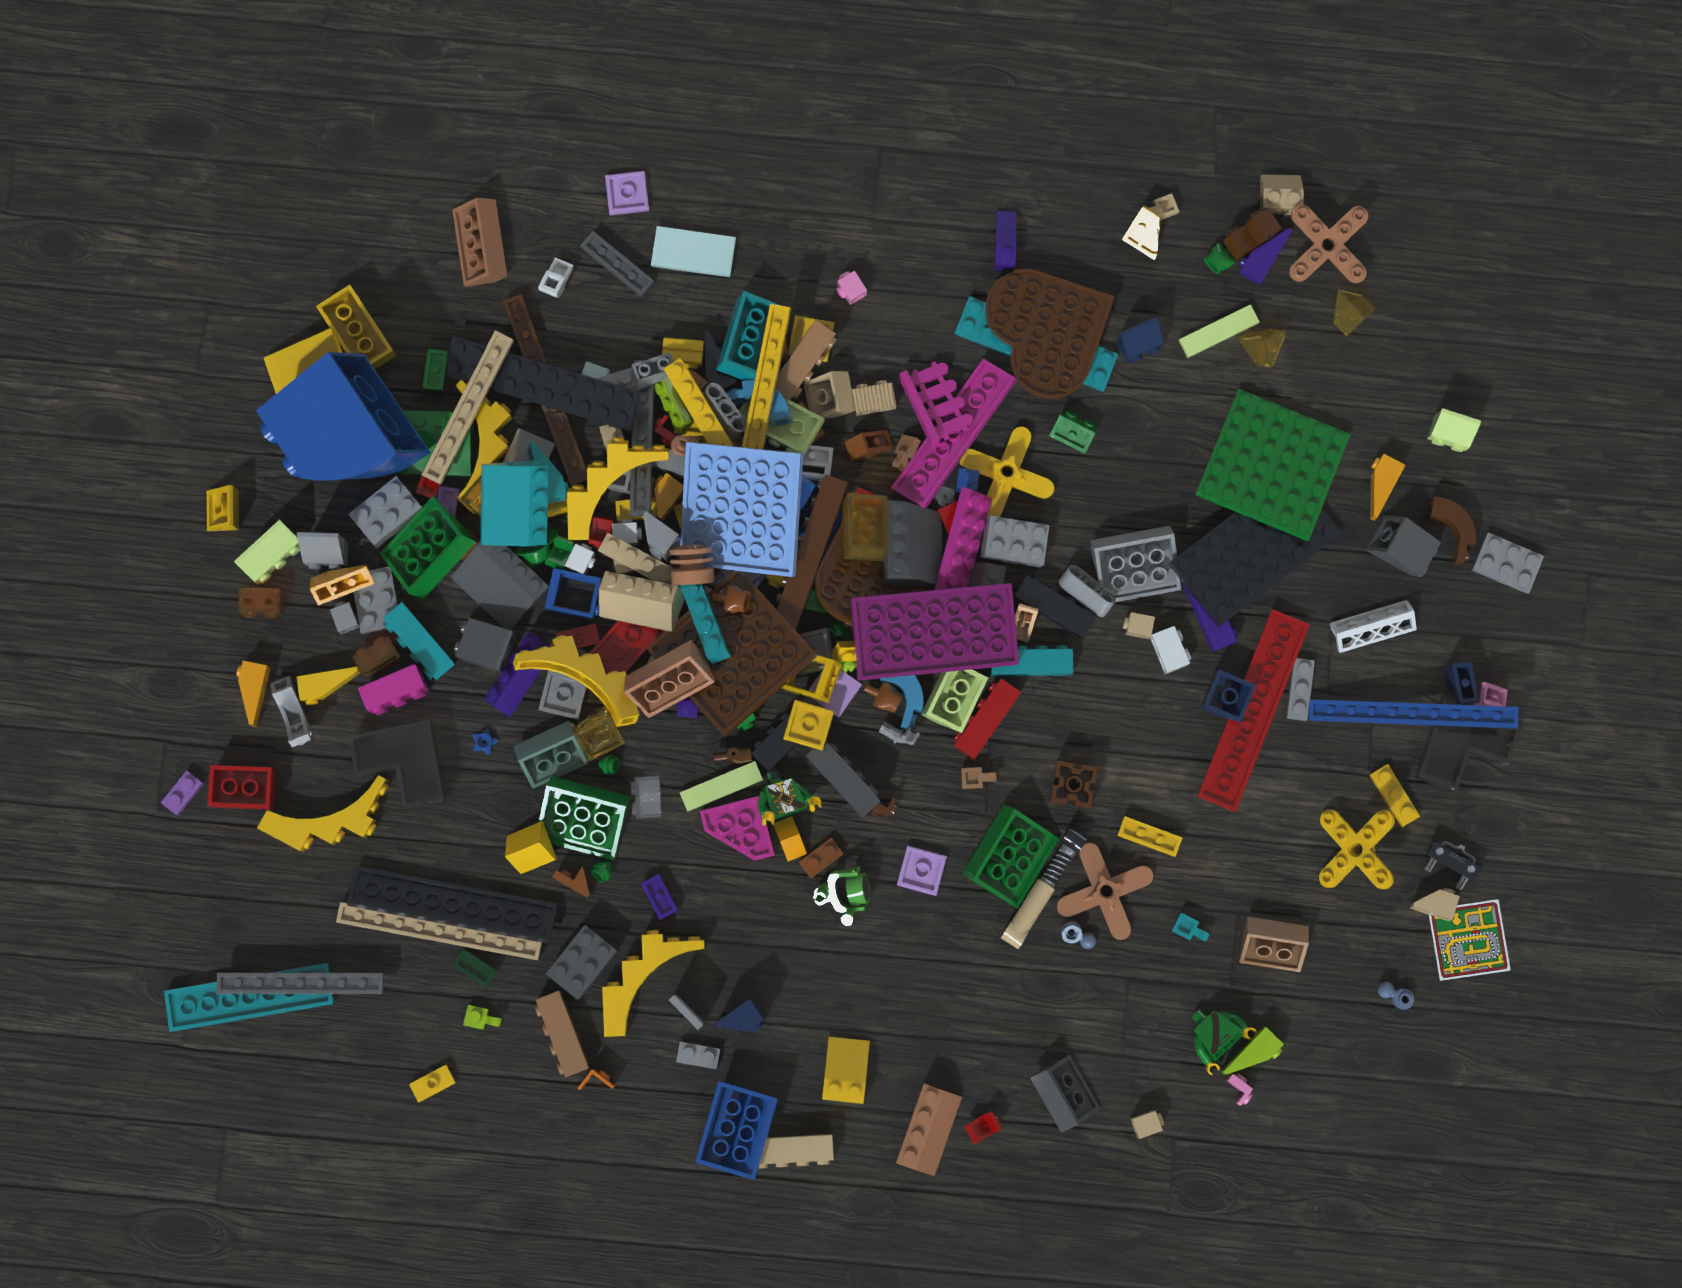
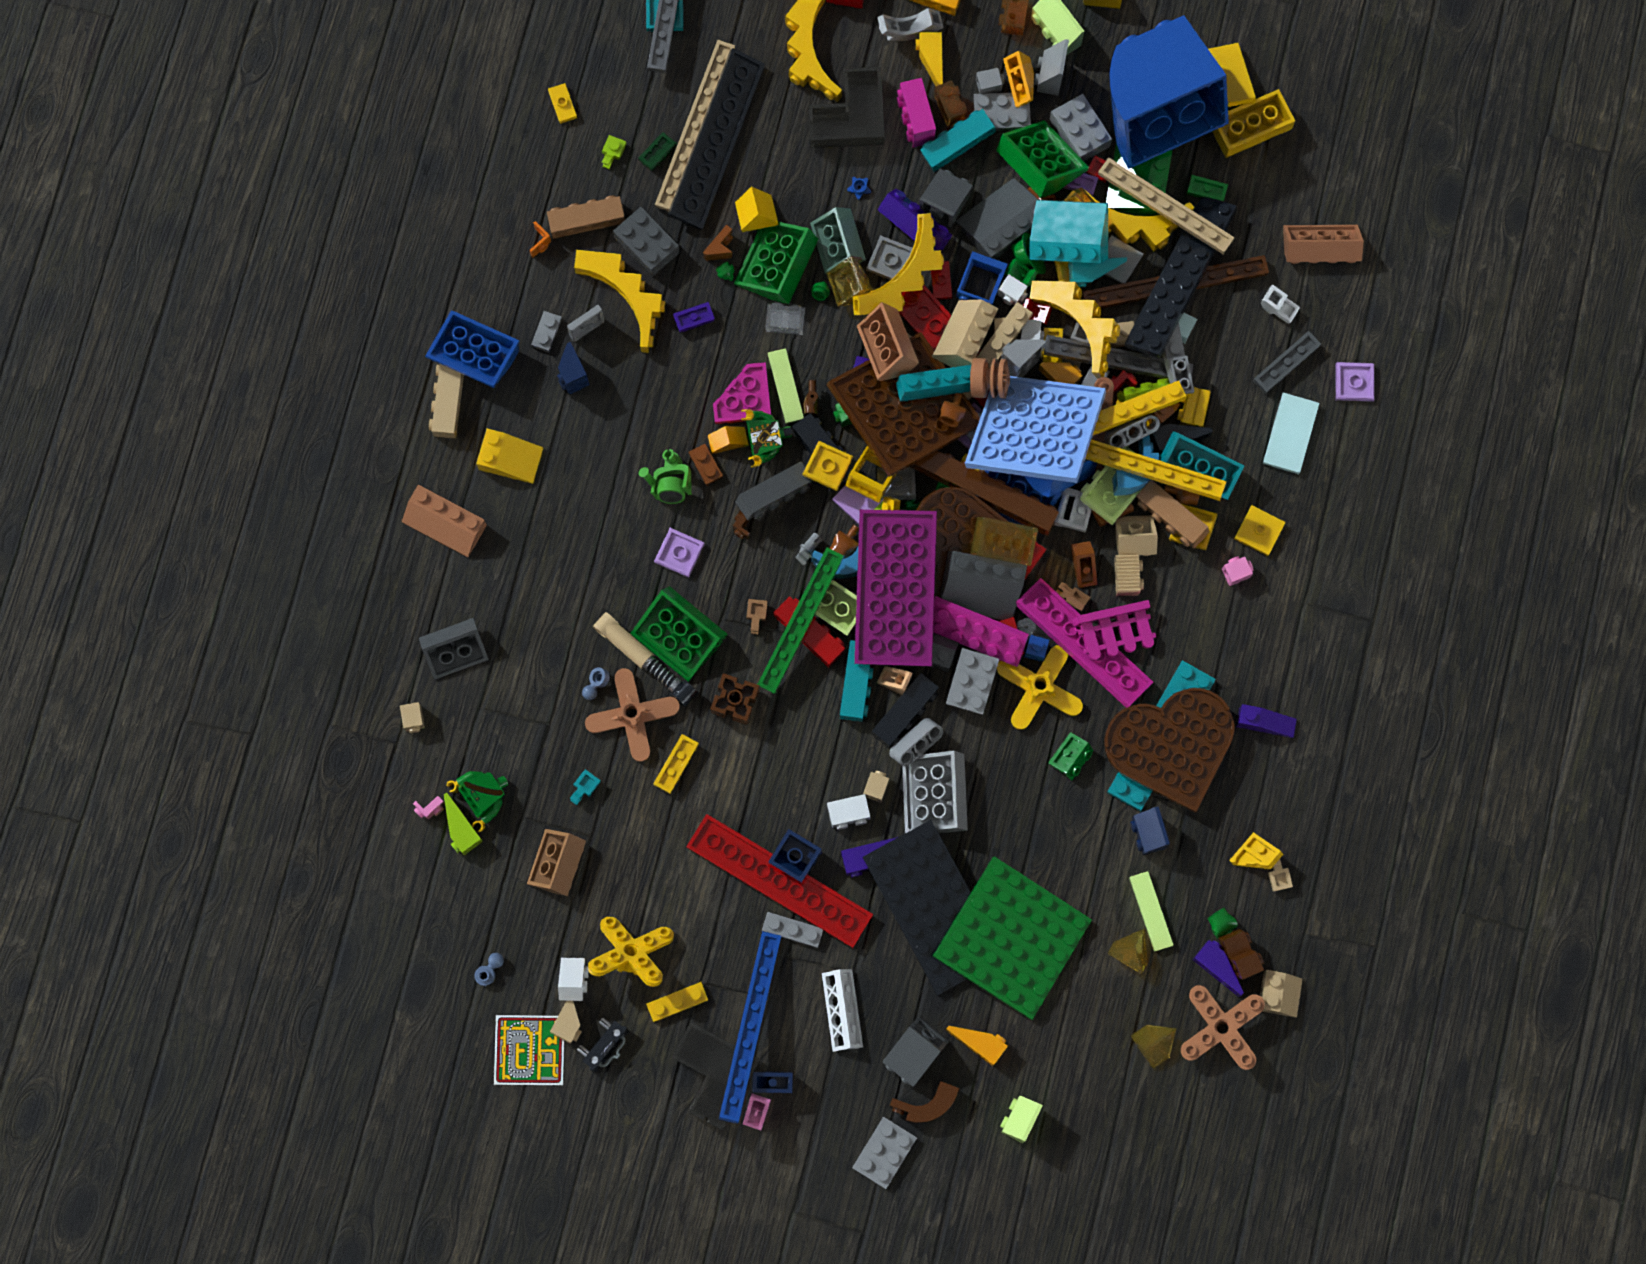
camera: 100 degrees right, 5 degrees down
(803, 271) = (1259, 530): none -> yellow plate
(981, 727) = (800, 620): none -> green plate
(983, 1127) = (436, 569): red bracket -> none
(1393, 906) = (572, 979): none -> white brick

